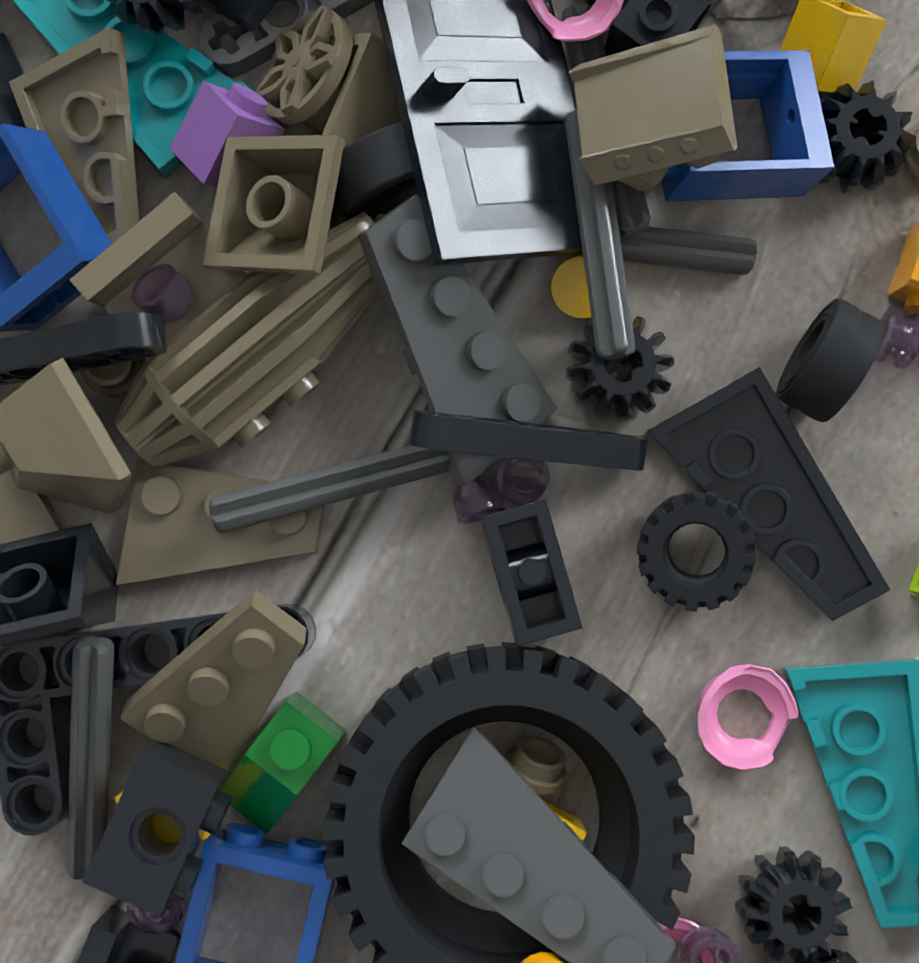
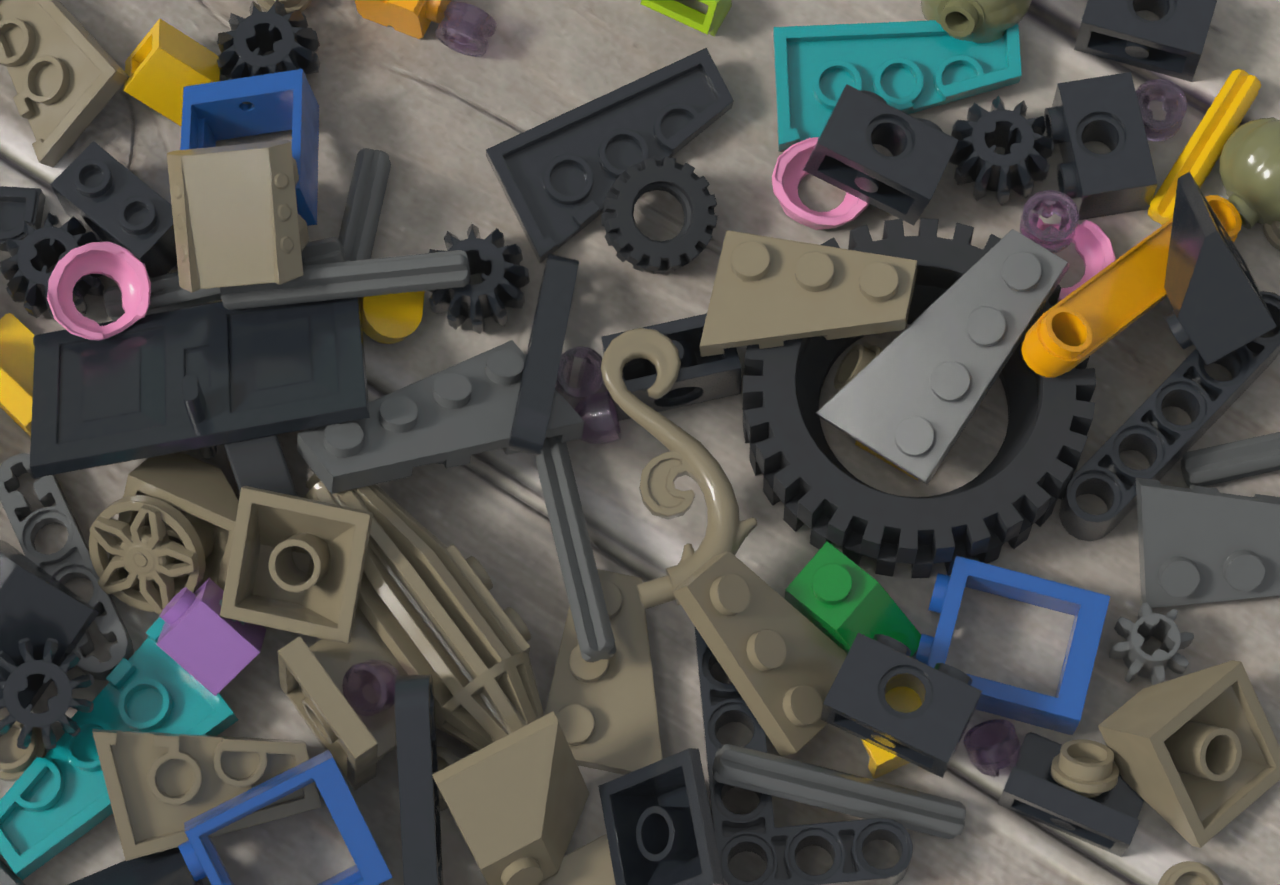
camera: 80 degrees left, 15 degrees down
(415, 594) = (685, 457): none -> dark tan plant
(598, 712) = (799, 290): none -> dark tan wing
(770, 747) = (892, 183): none -> black brick
(830, 360) = (485, 86): black tyre -> none

